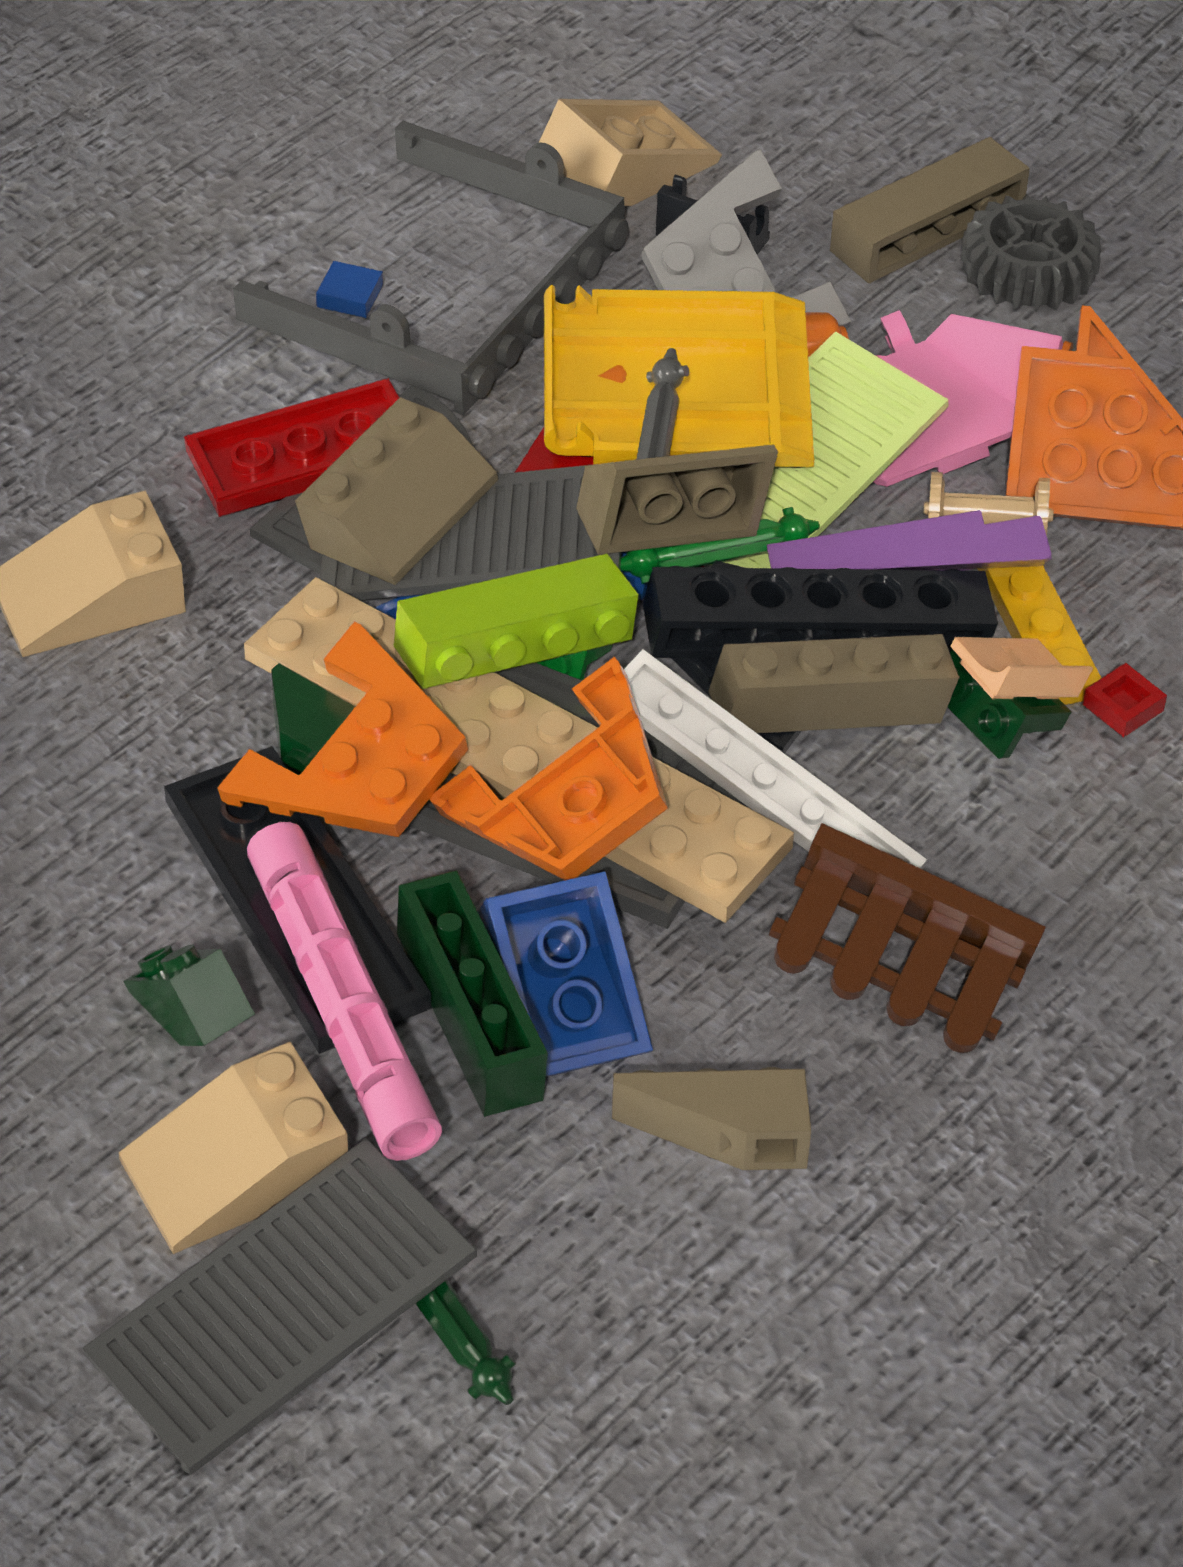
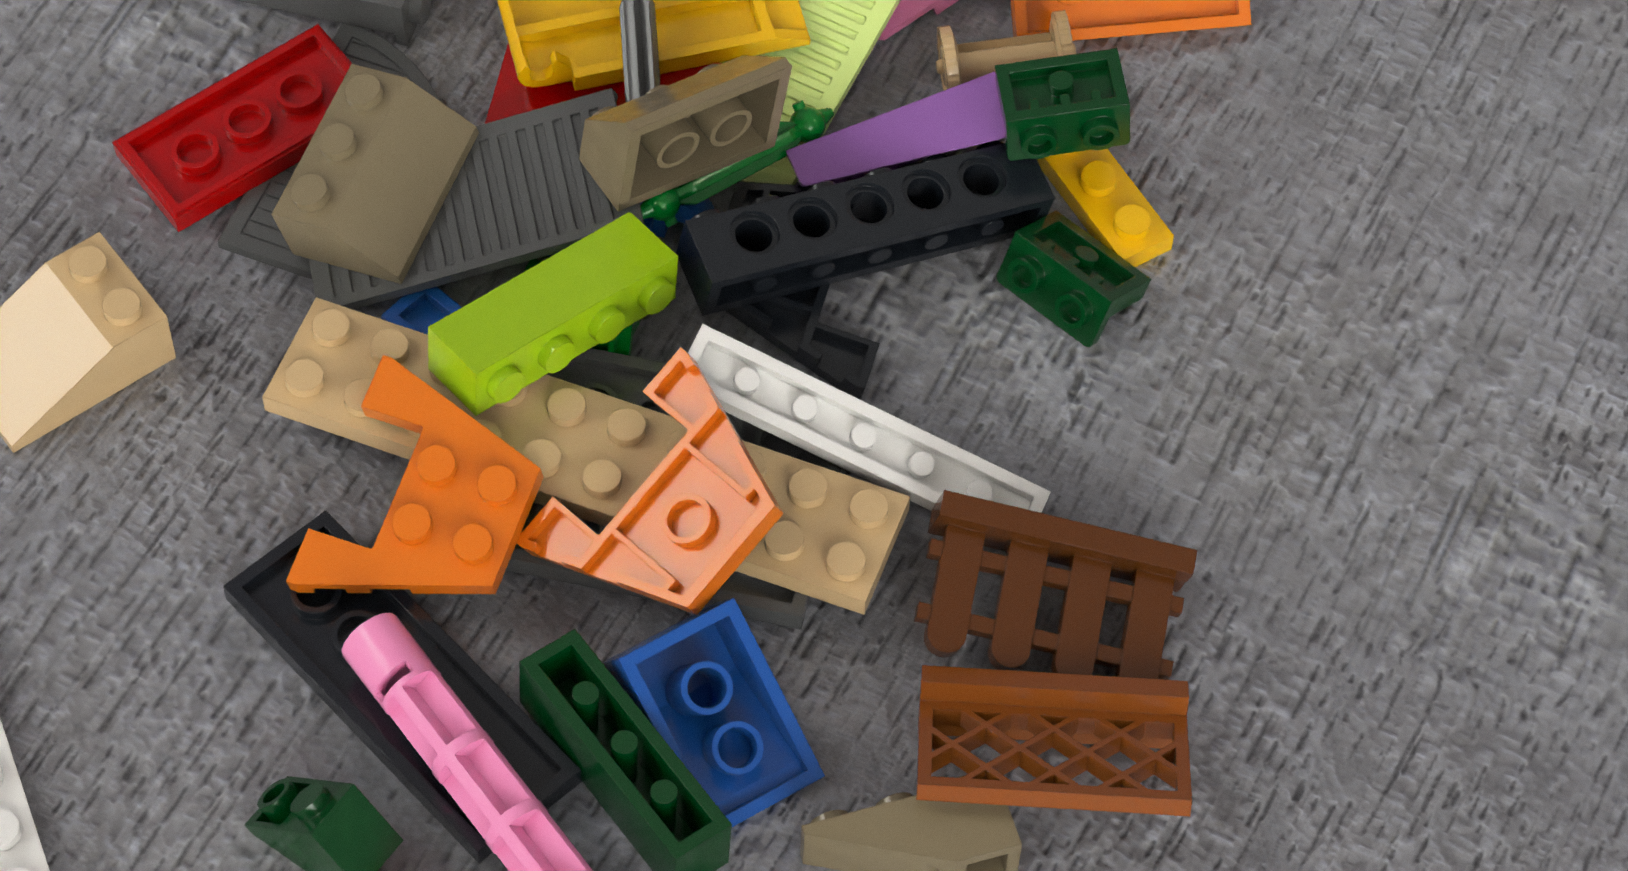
camera: 15 degrees left, 10 degrees up
(303, 717) = (354, 474): dark green slope -> none
(835, 683) = (903, 306): dark tan brick -> none
(859, 1029) = (1056, 714): none -> dark orange fence
(1018, 668) = (1089, 247): light nougat piece -> none
(1022, 544) = (1063, 104): none -> dark green bracket
(1124, 699) = (1200, 252): red plate -> none

